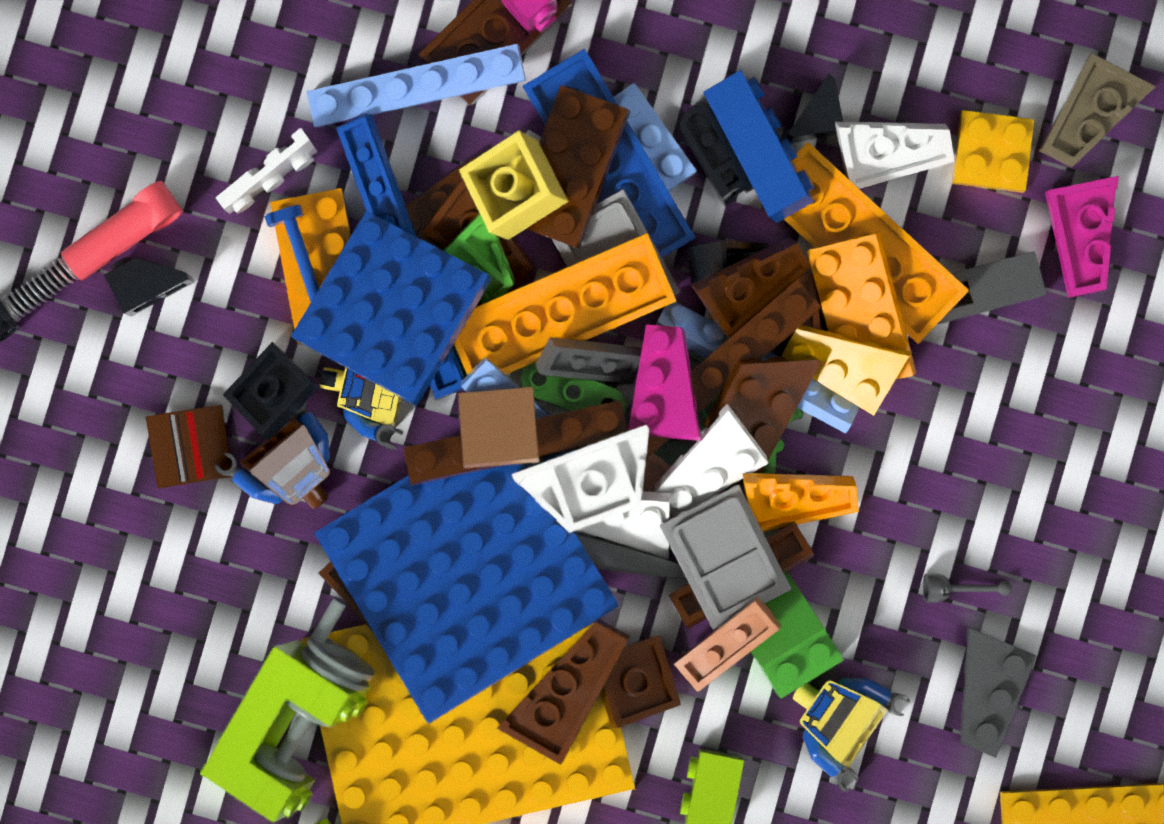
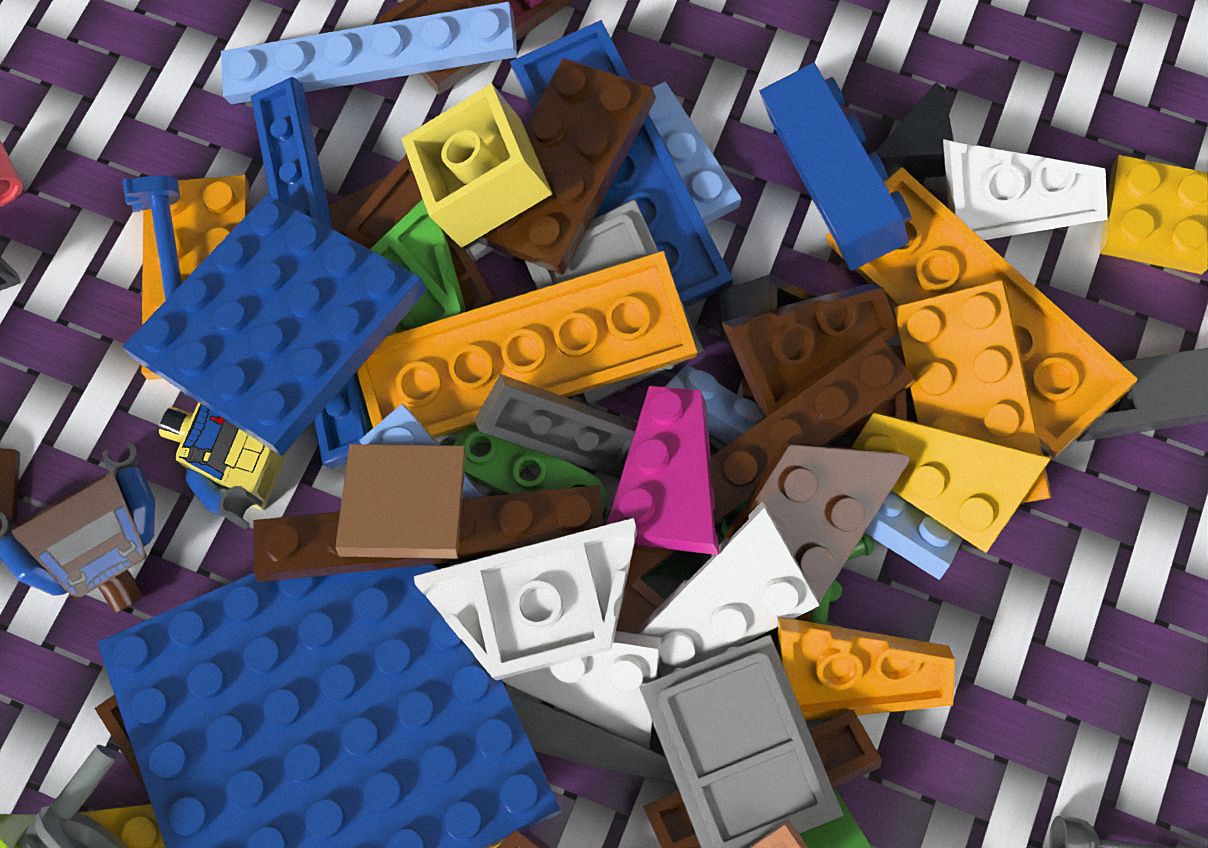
camera: 10 degrees right, 15 degrees down
(270, 391) = (84, 432): black plate -> none
(278, 163) = (157, 135): white wing -> none
(713, 152) = (769, 179): black plate -> none

